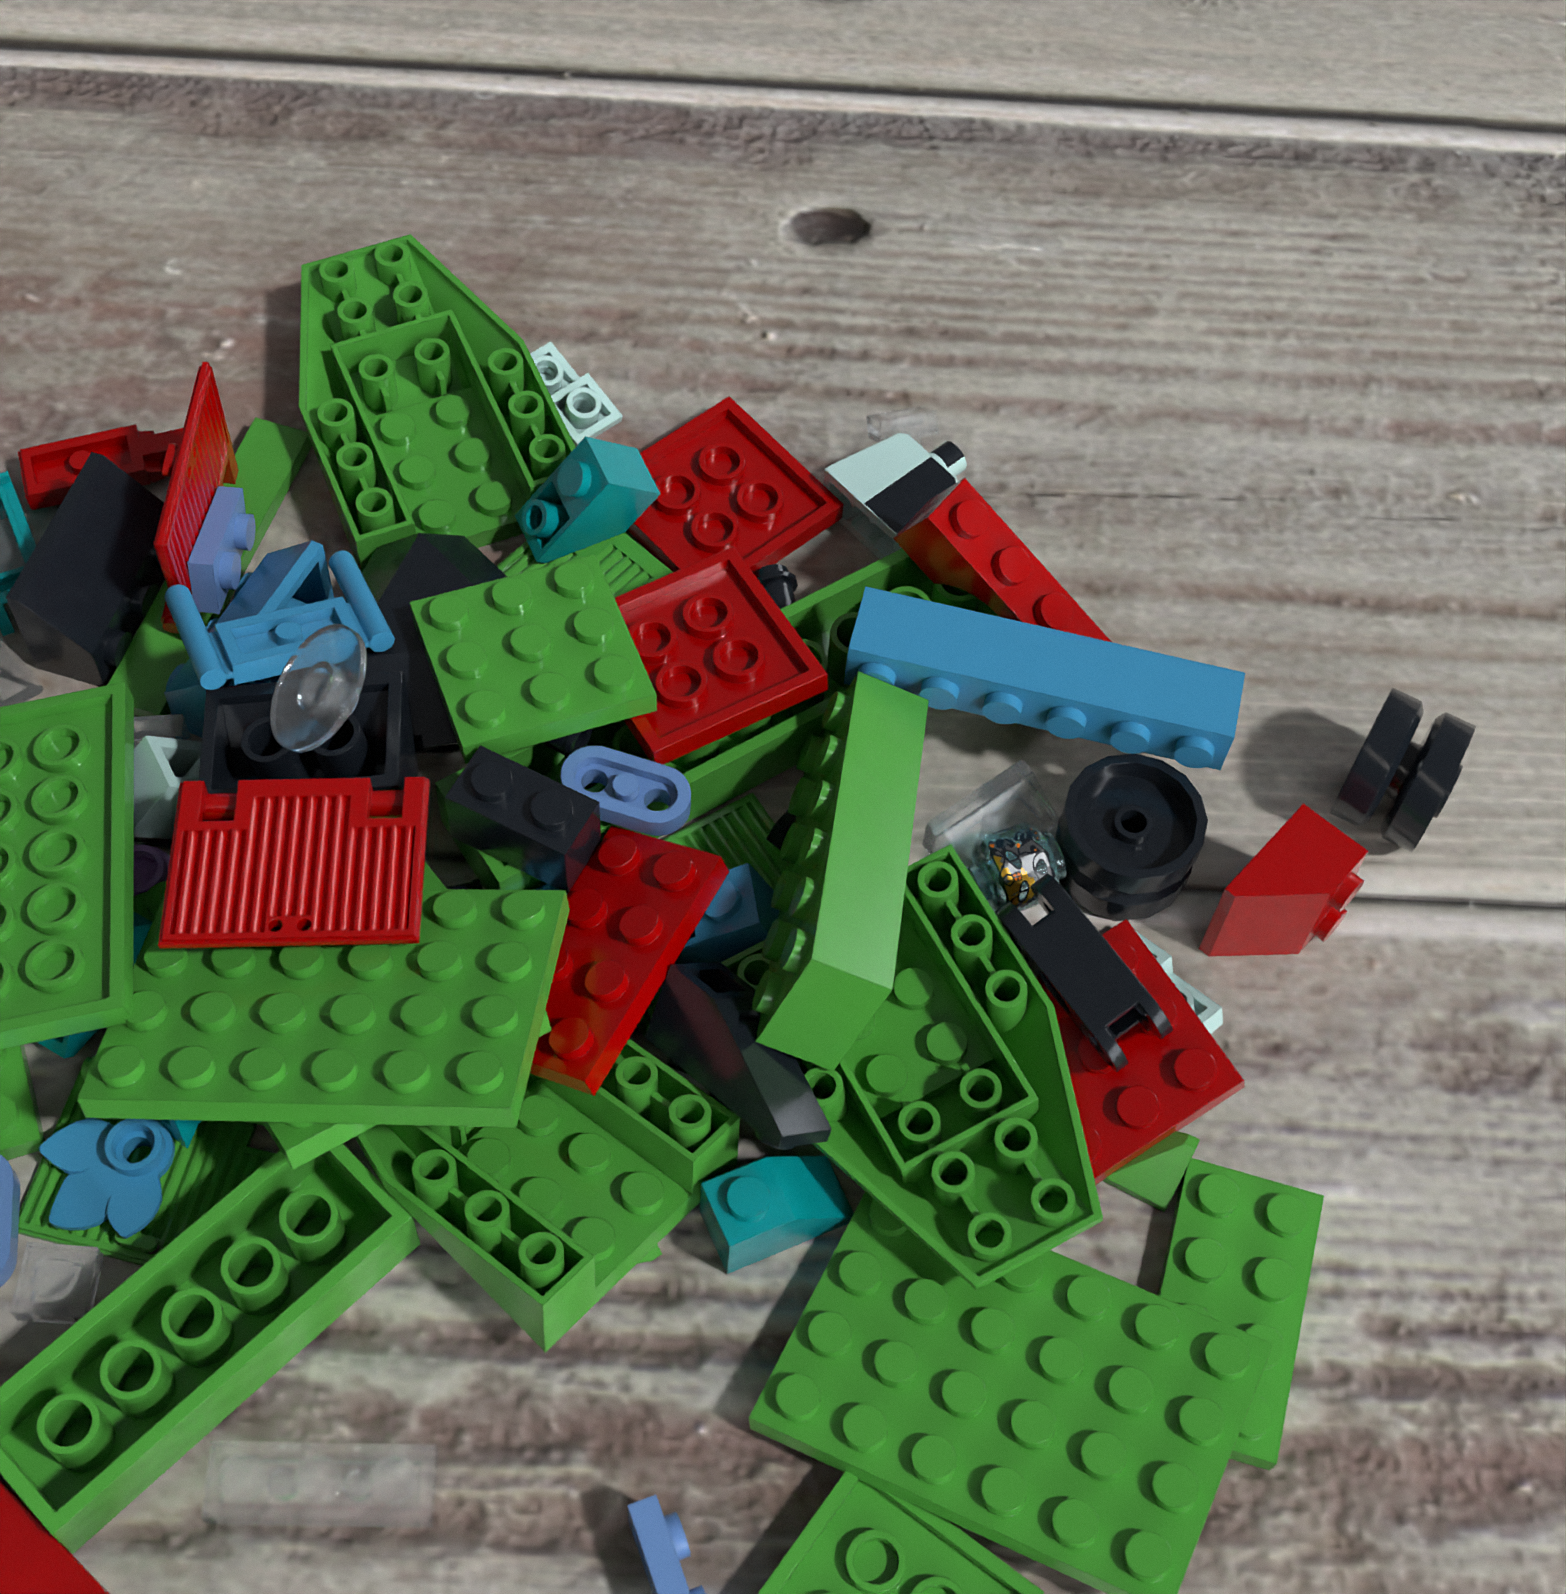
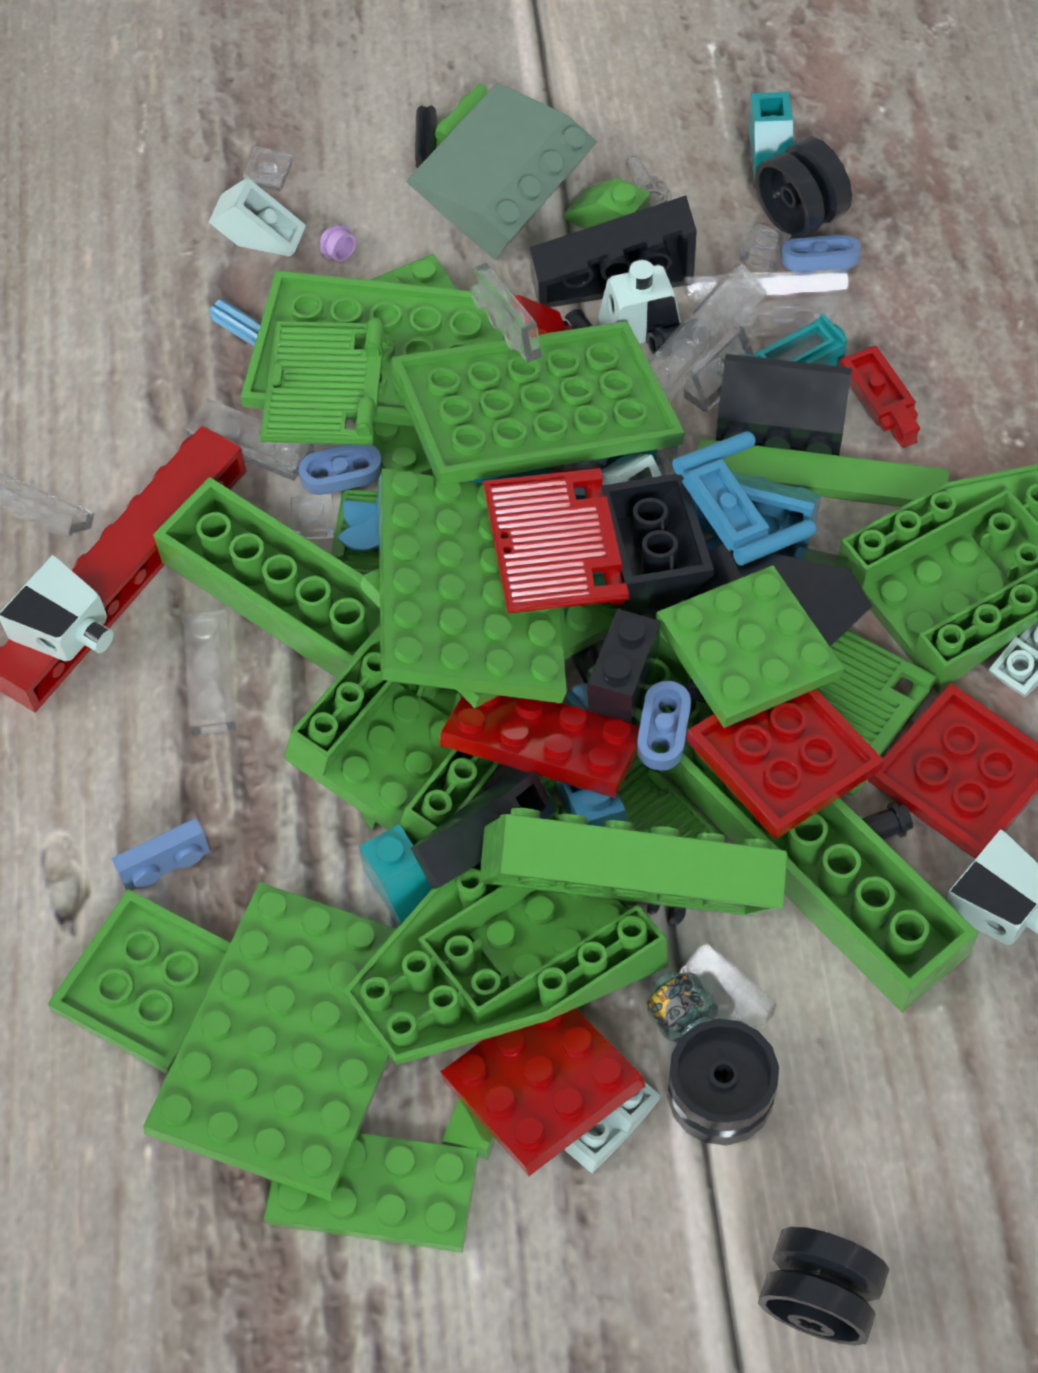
camera: 90 degrees right, 0 degrees up
(196, 470) = (833, 435): red window -> none
(218, 549) = (813, 465): medium blue plate -> none
(318, 688) = (678, 522): clear dish -> none
(587, 499) = (920, 673): teal slope -> none
(970, 547) = (898, 966): red arch -> none
(1048, 678) = (818, 990): dark azure brick -> none
(1083, 971) = (583, 1038): black piece -> none
(1288, 891) = (695, 1196): red slope -> none

